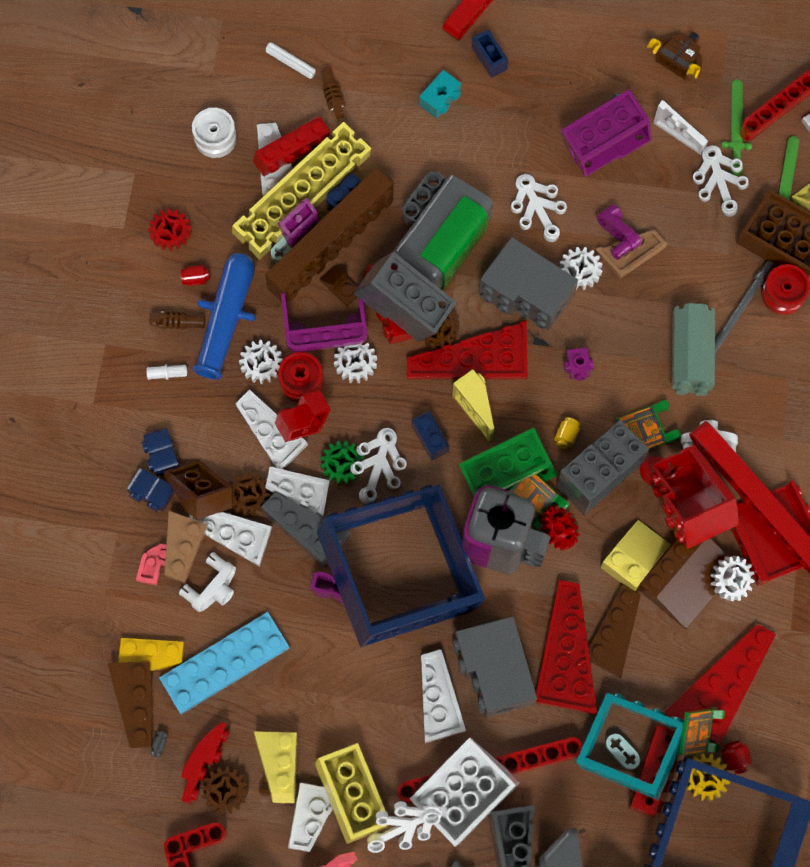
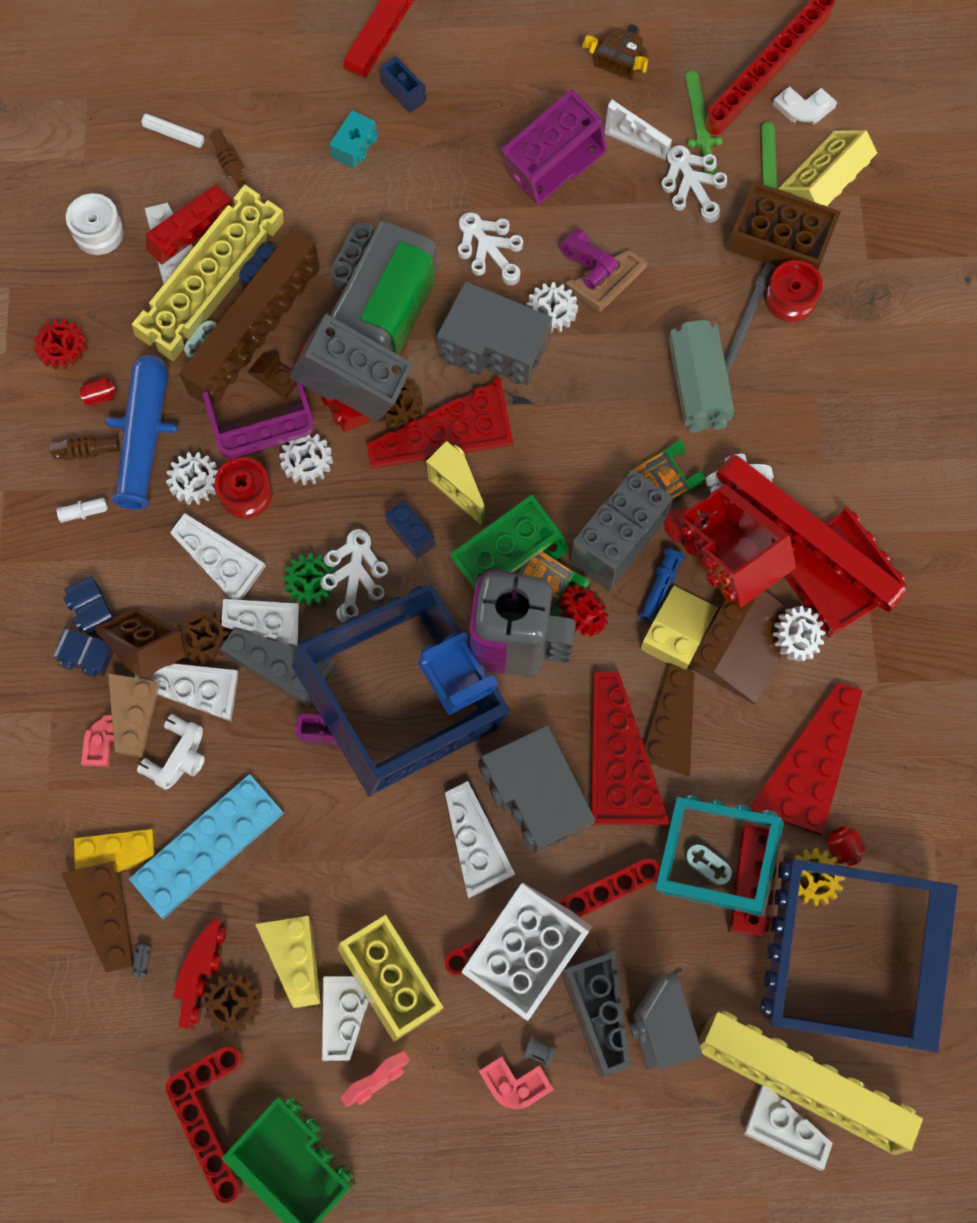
camera: 10 degrees left, 0 degrees up
(298, 222) = (209, 306): magenta slope -> none
(305, 418) = (256, 535): red brick -> none
(427, 815) = (488, 989): white plant -> none
(446, 561) = (455, 673): none -> blue panel
(567, 433) = (571, 498): yellow brick -> none
(578, 364) = (570, 416): magenta brick -> none
(632, 510) = (664, 575): none -> blue pin
(697, 731) = (795, 823): flag -> none

